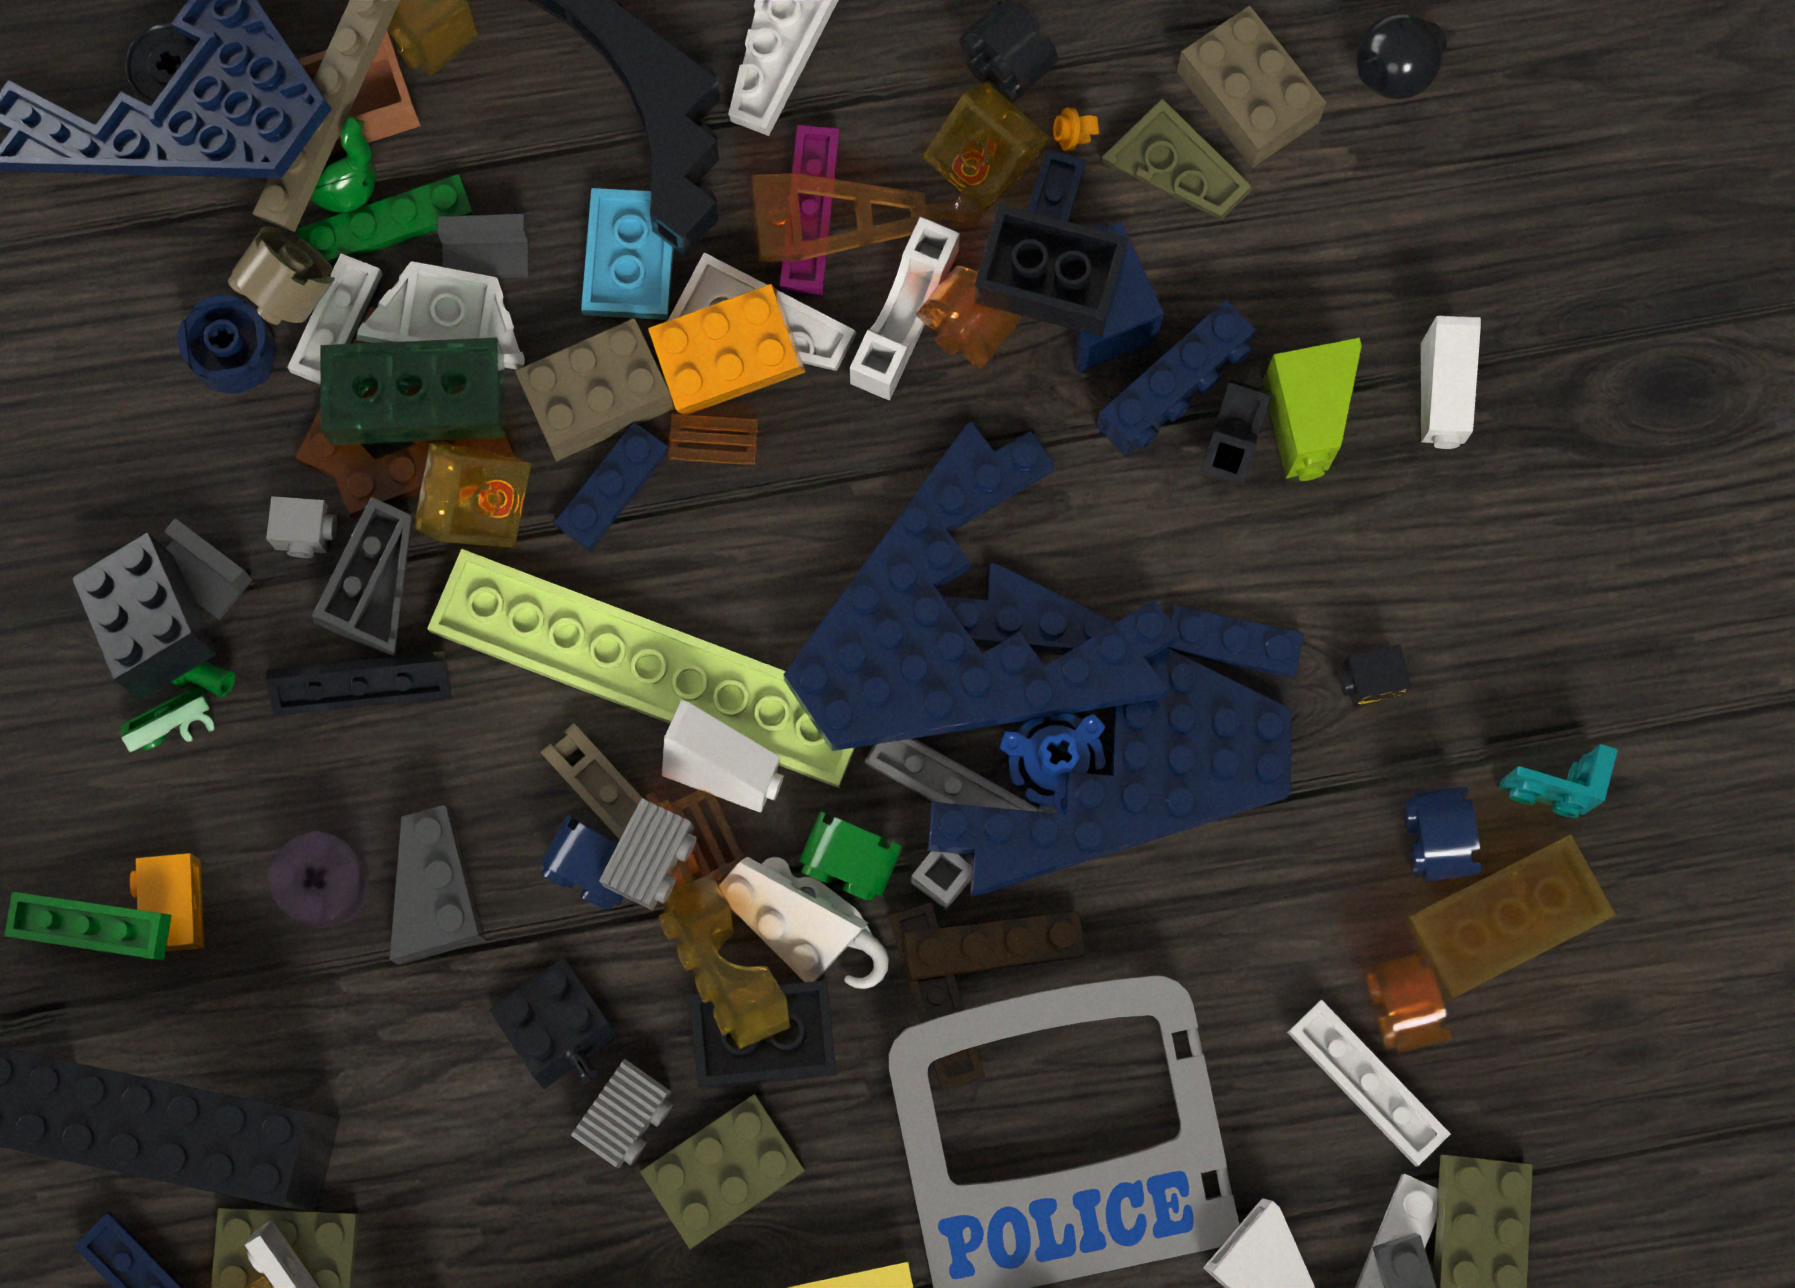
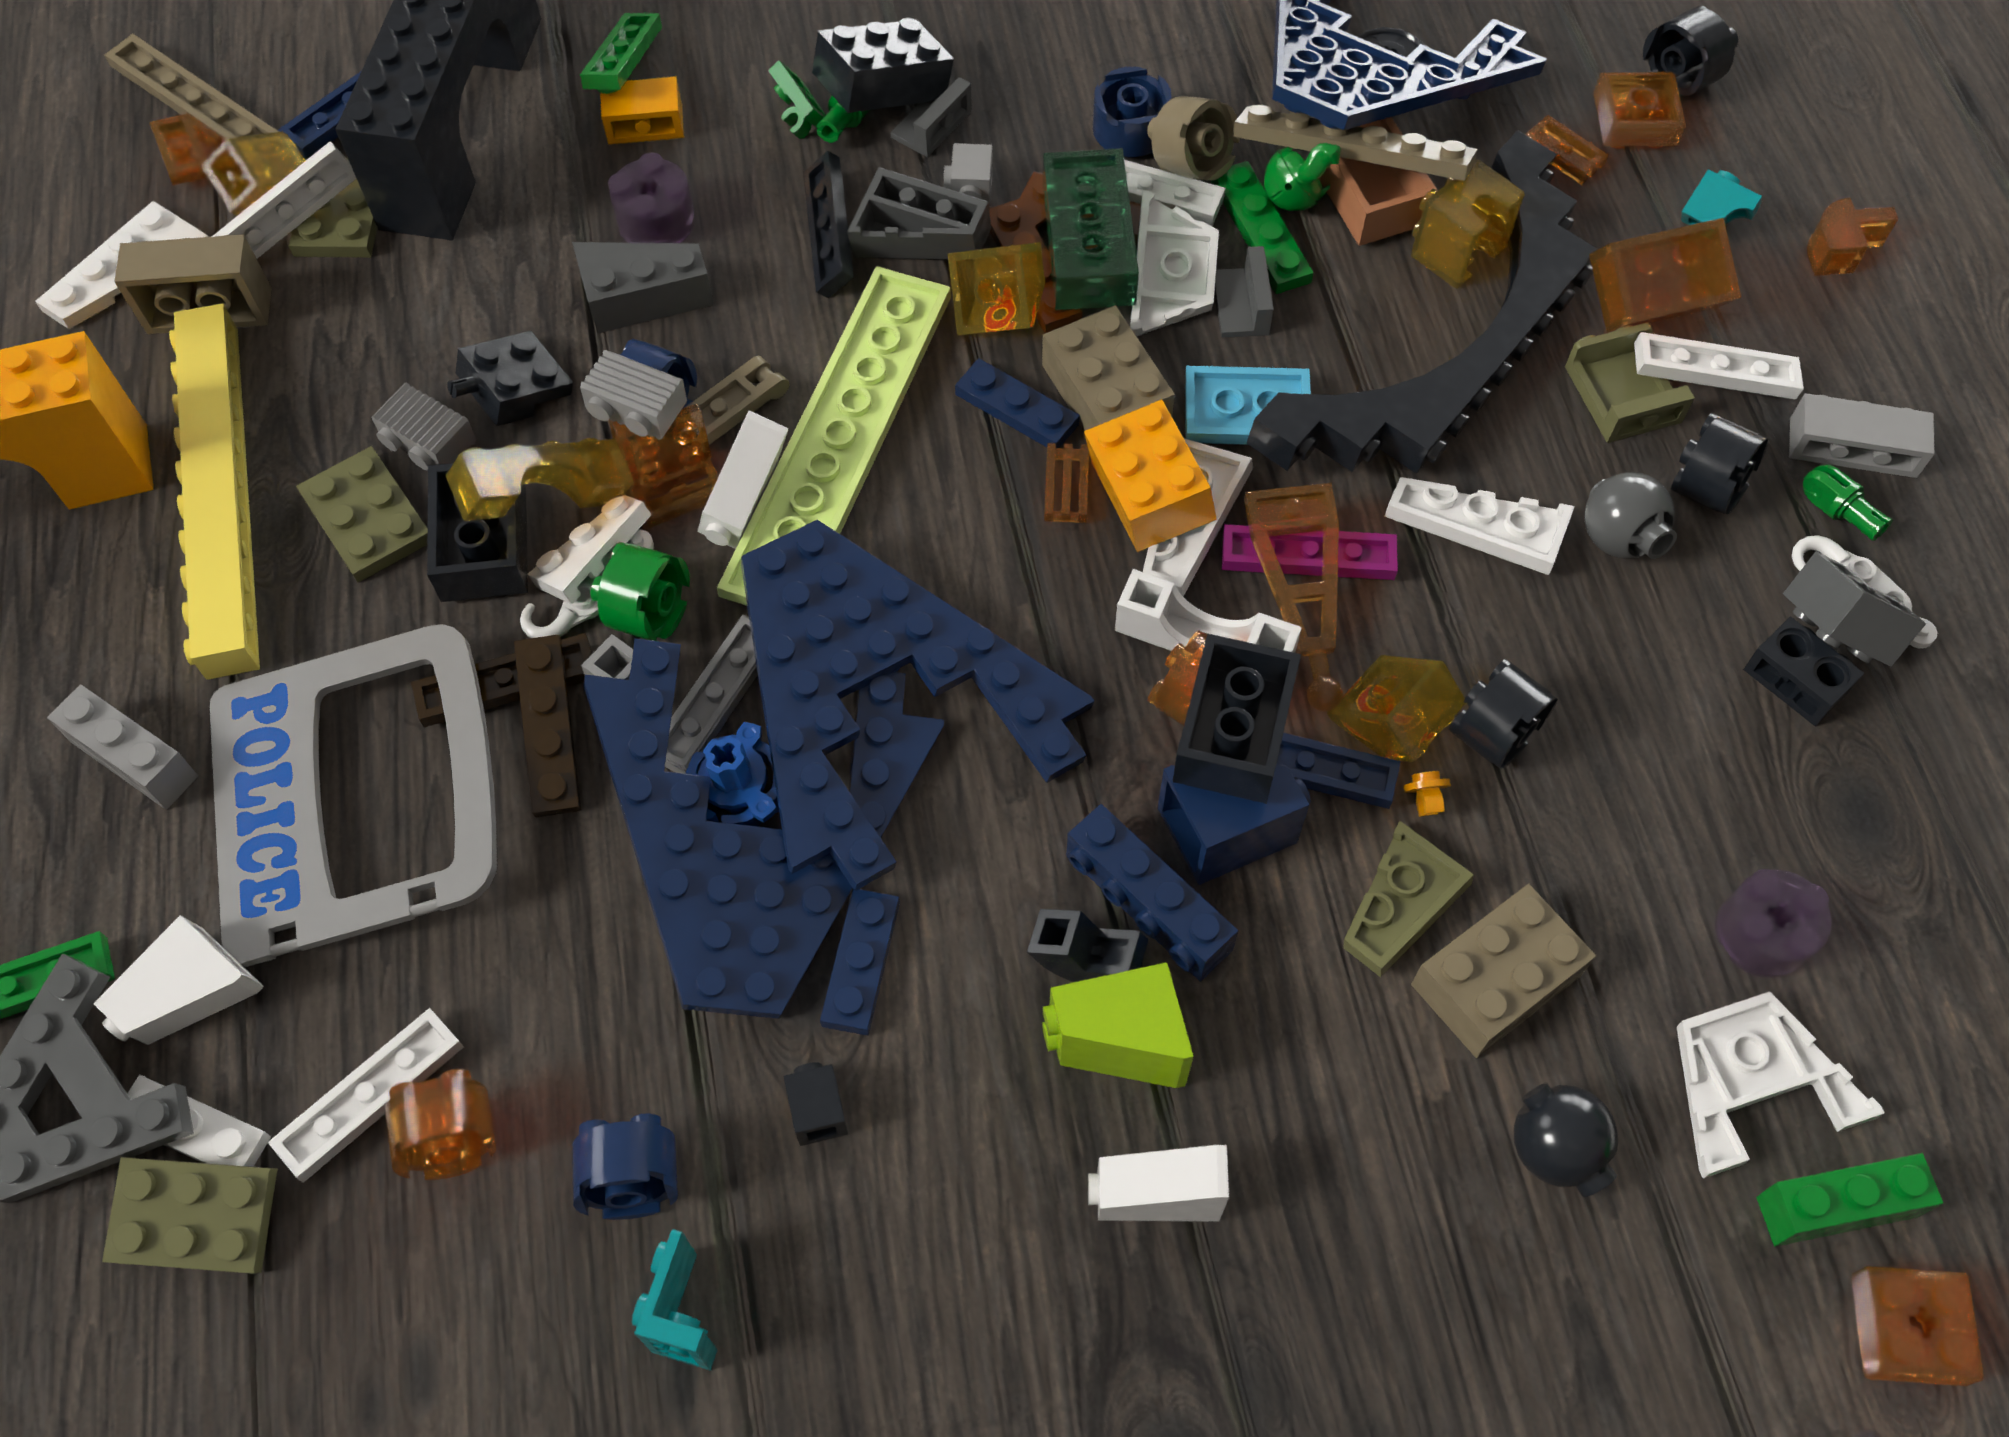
camera: 90 degrees right, 15 degrees down
(1509, 917) = (526, 1246): clear yellow brick -> none

